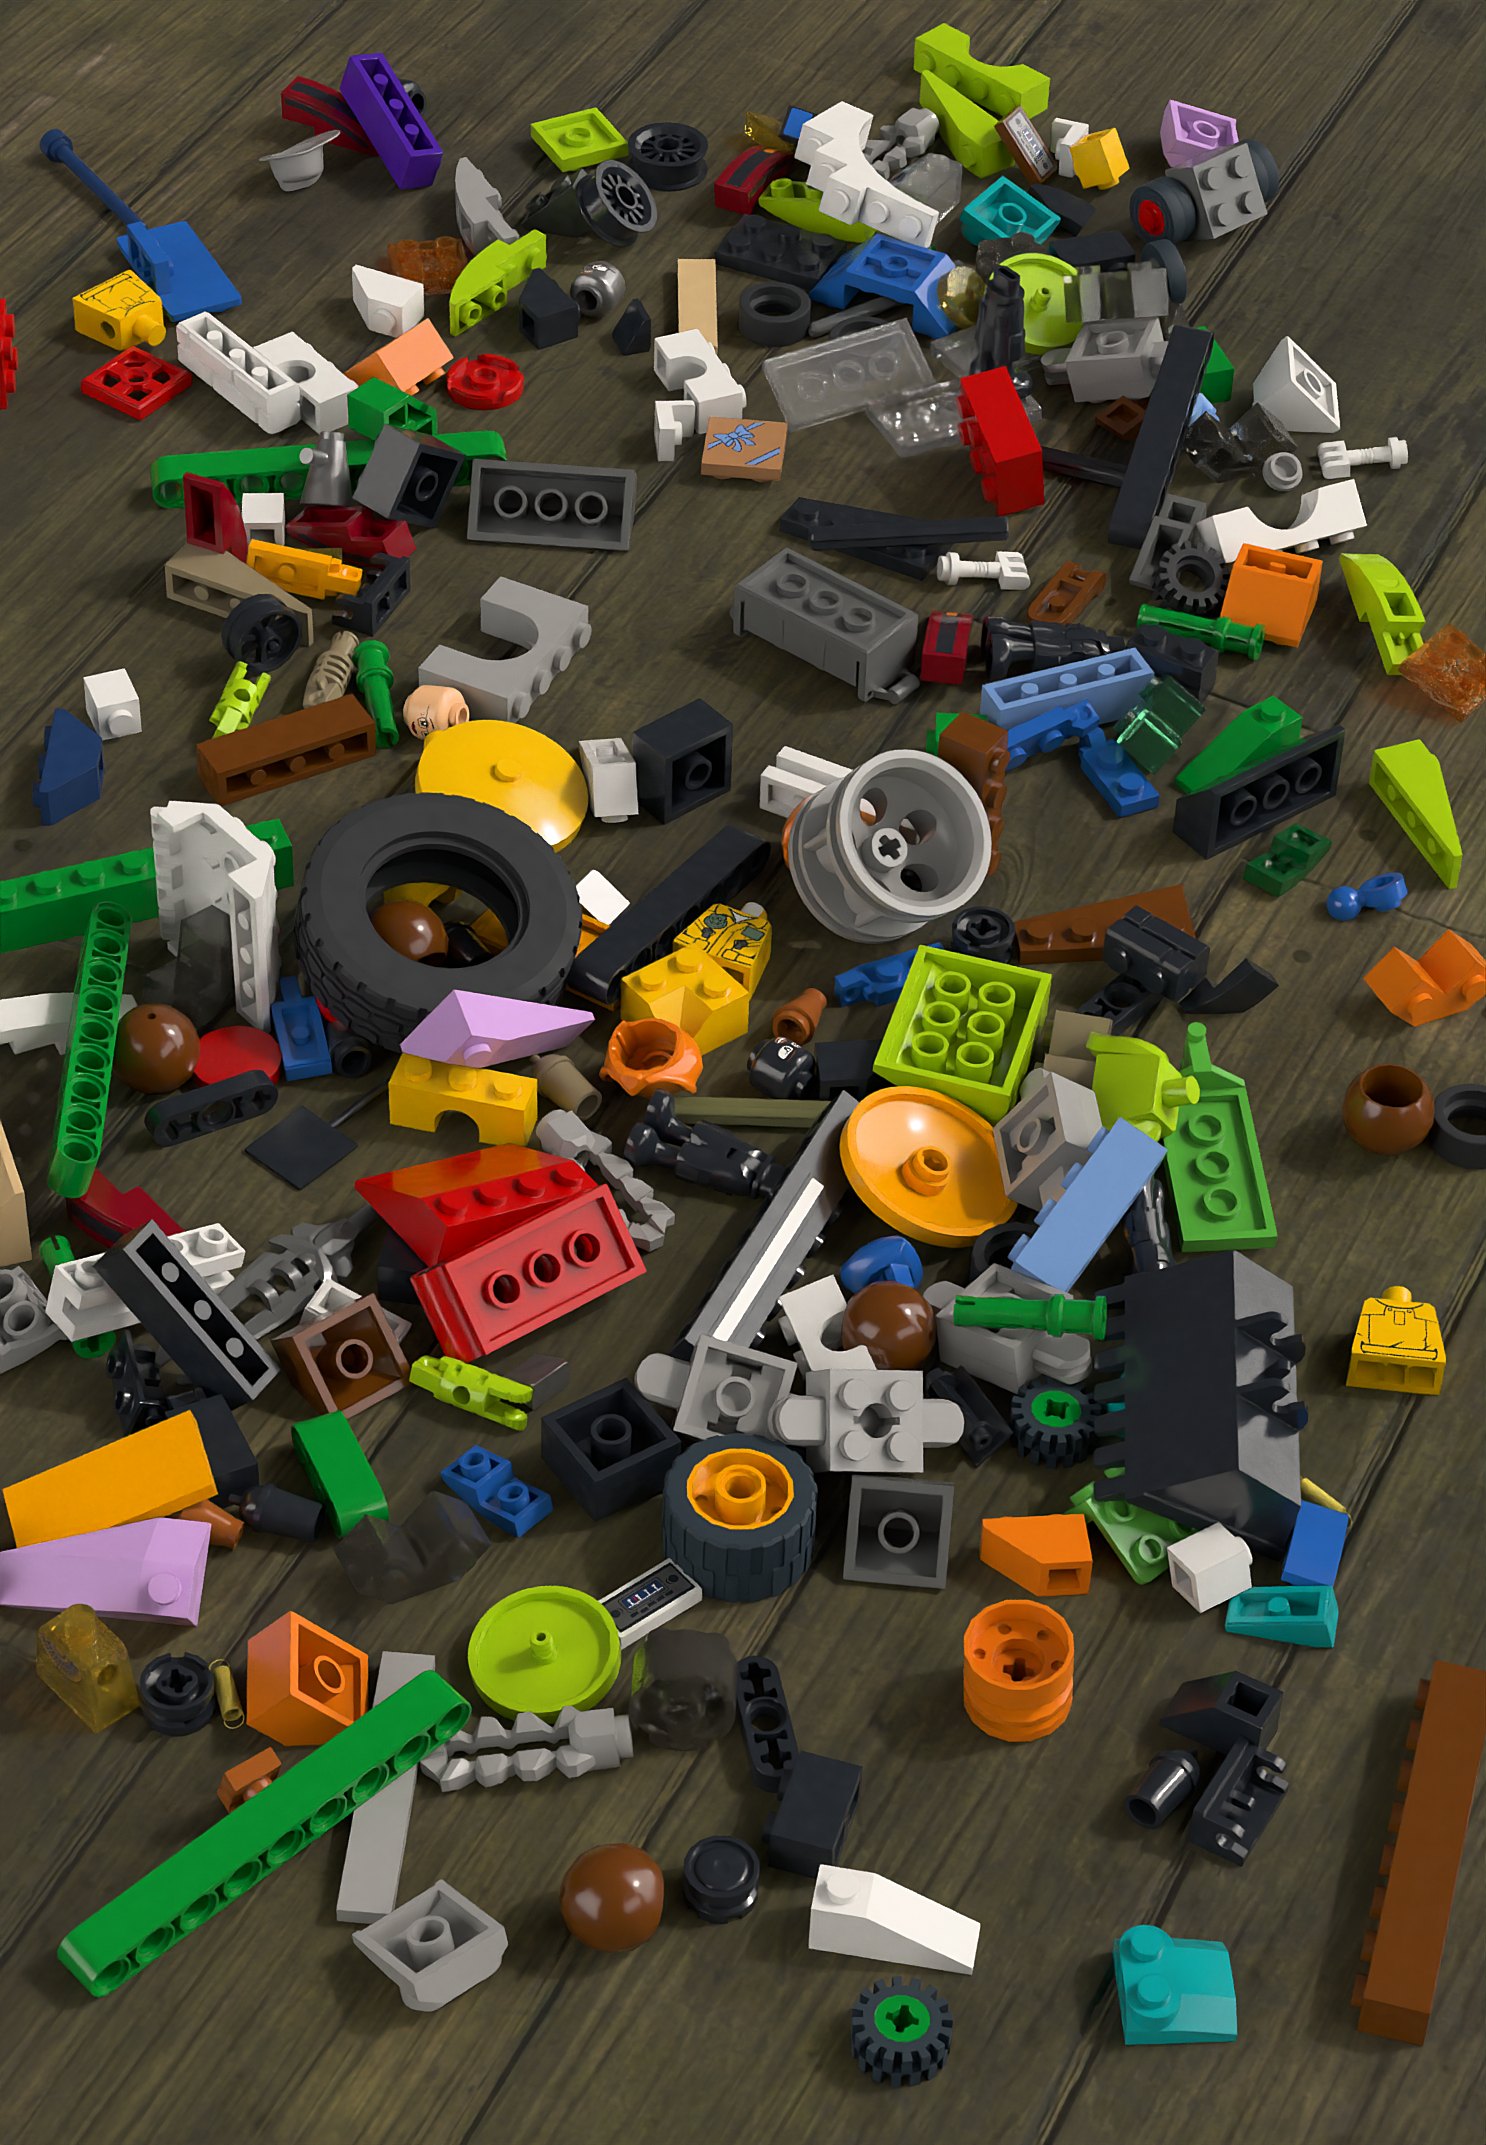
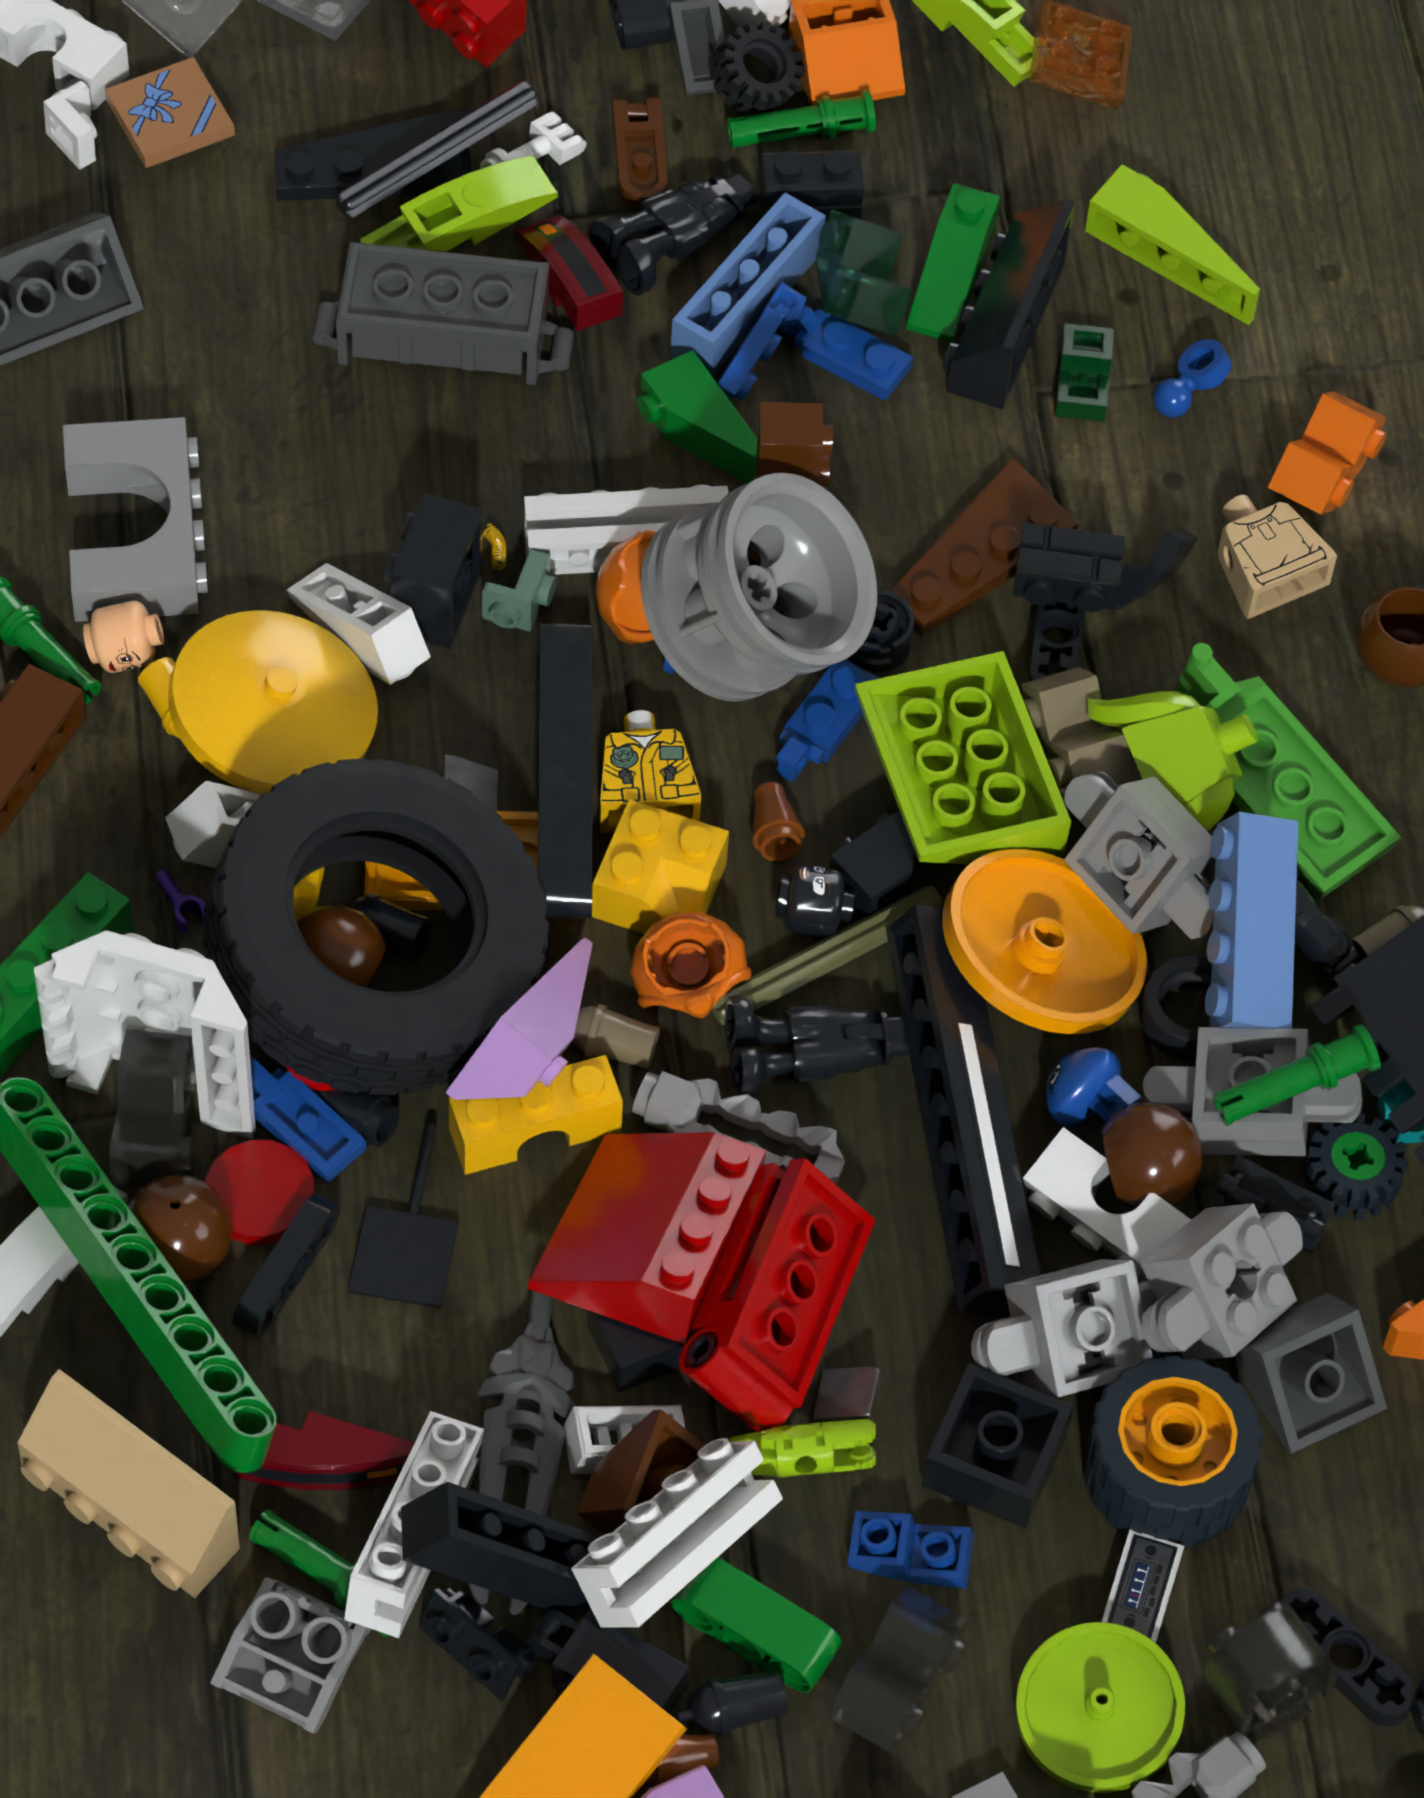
camera: 35 degrees left, 15 degrees up
(319, 1373) = (675, 1534): none -> white brick
(742, 808) = (521, 605): none -> sand green bracket
(750, 780) = (495, 541): none -> yellow leg
(909, 574) = (468, 207): none -> lime slope
(1331, 1025) = (1271, 555): none -> tan torso

